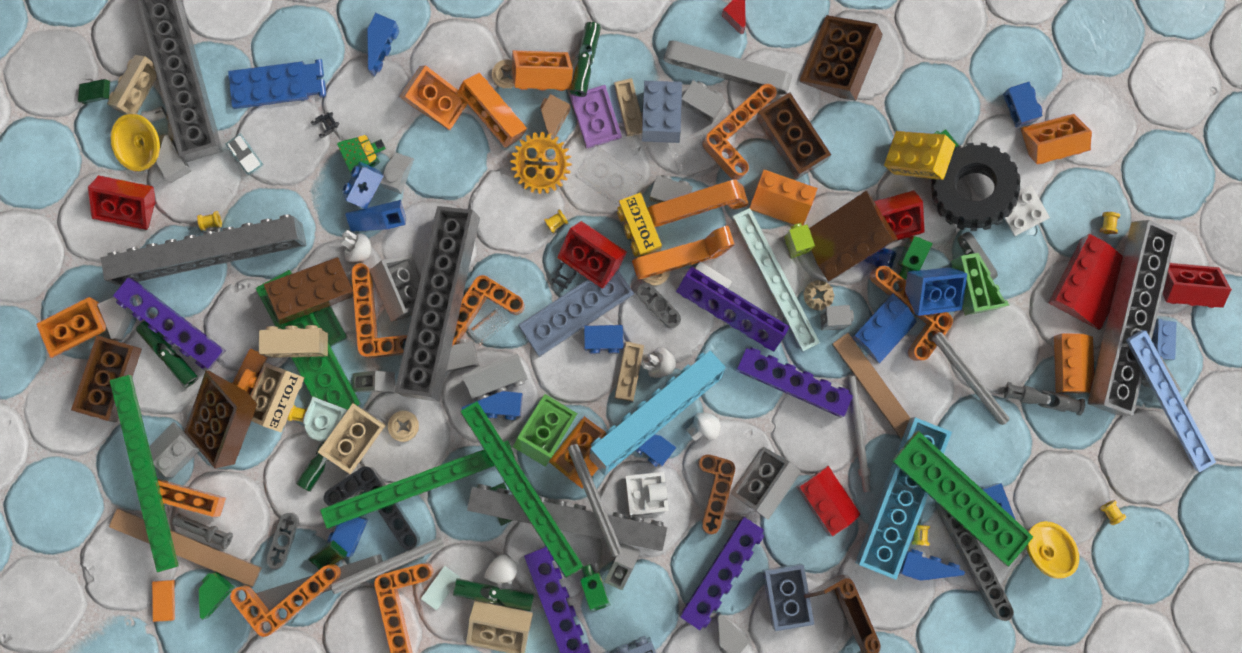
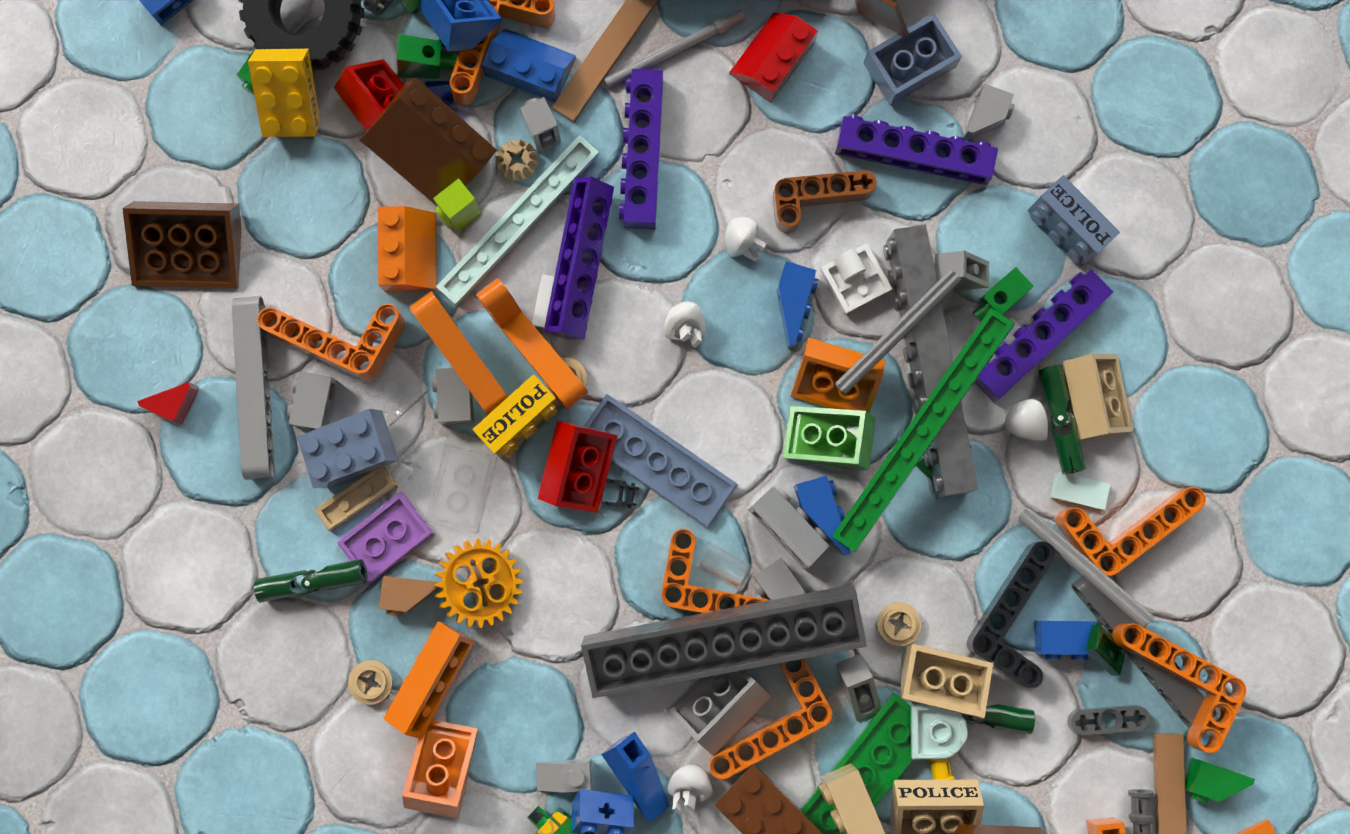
camera: 110 degrees left, 0 degrees up
(330, 324) = (806, 778): dark green tile -> none
(407, 488) = (979, 581): green plate -> none
(542, 70) = (348, 634): orange slope -> none
(556, 221) = (549, 532): yellow bush -> none
(603, 338) = (681, 408): blue brick -> none
(629, 371) = (710, 361): tan tile -> none
(656, 413) = (752, 296): medium azure brick -> none
(672, 312) = (611, 335): dark grey beam -> none
(766, 482) = (782, 138): light grey slope -> none
(793, 135) = (317, 265): reddish brown brick -> none

